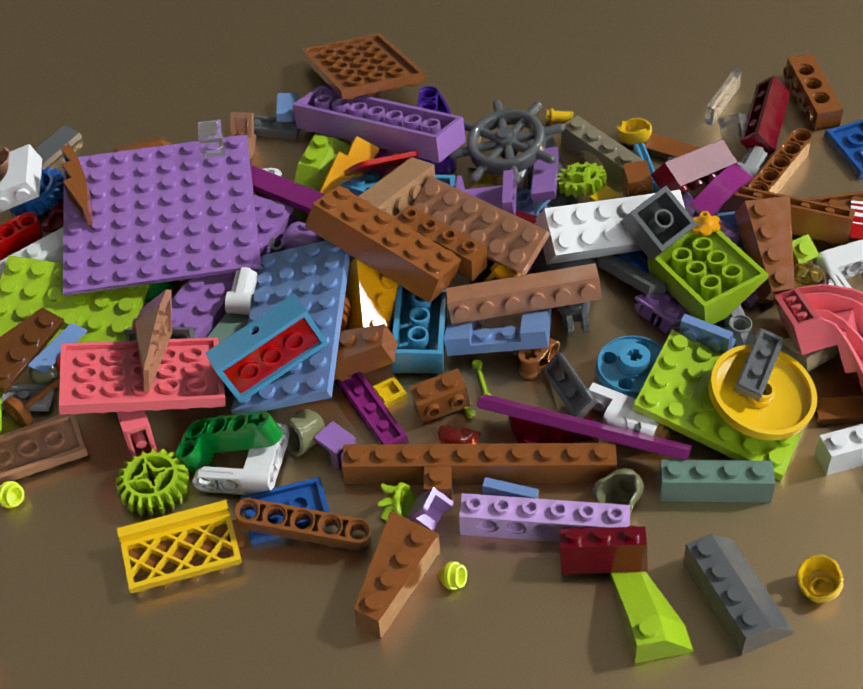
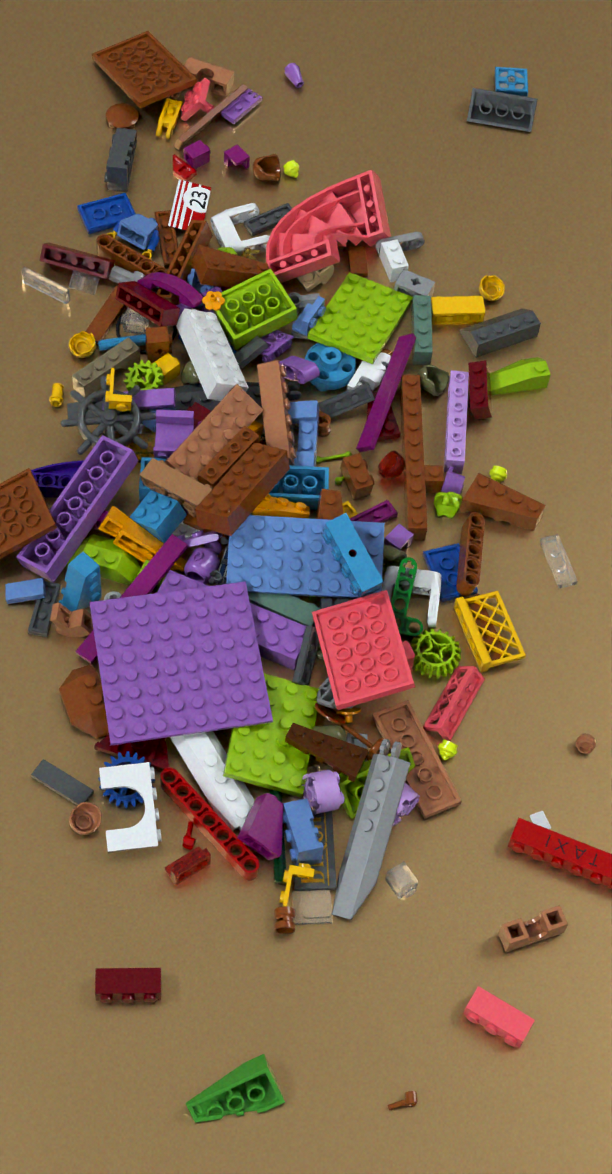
camera: 100 degrees left, 10 degrees up
(51, 352) = (319, 724): medium blue sticker -> none
(76, 184) = (165, 713): dark orange slope -> none
(76, 505) = (458, 701): none -> coral fence
(153, 334) = (330, 639): nougat wedge -> none
(211, 138) = (108, 615): clear panel -> none
(240, 297) = (273, 597): white piece -> none
(279, 135) = (82, 583): none -> dark azure wedge
(294, 652) = (558, 561): none -> clear tile
(380, 163) = (141, 503): red piece -> none
(502, 488) = (436, 440): medium blue tile -> none
(531, 124) = (116, 401): none -> yellow bracket
(610, 324) = (300, 369): none -> medium lavender beam
(658, 223) = (226, 320): dark grey brick -> none
(759, 364) = (350, 283): dark grey tile -> none
(767, 531) = (457, 310): none -> yellow brick
(784, 405) = (365, 288): yellow dish -> none
(799, 476) = (414, 284): none -> light grey brick
(813, 92) = (44, 229): dark orange brick -> none
(827, 172) = (138, 231): none -> medium blue torso

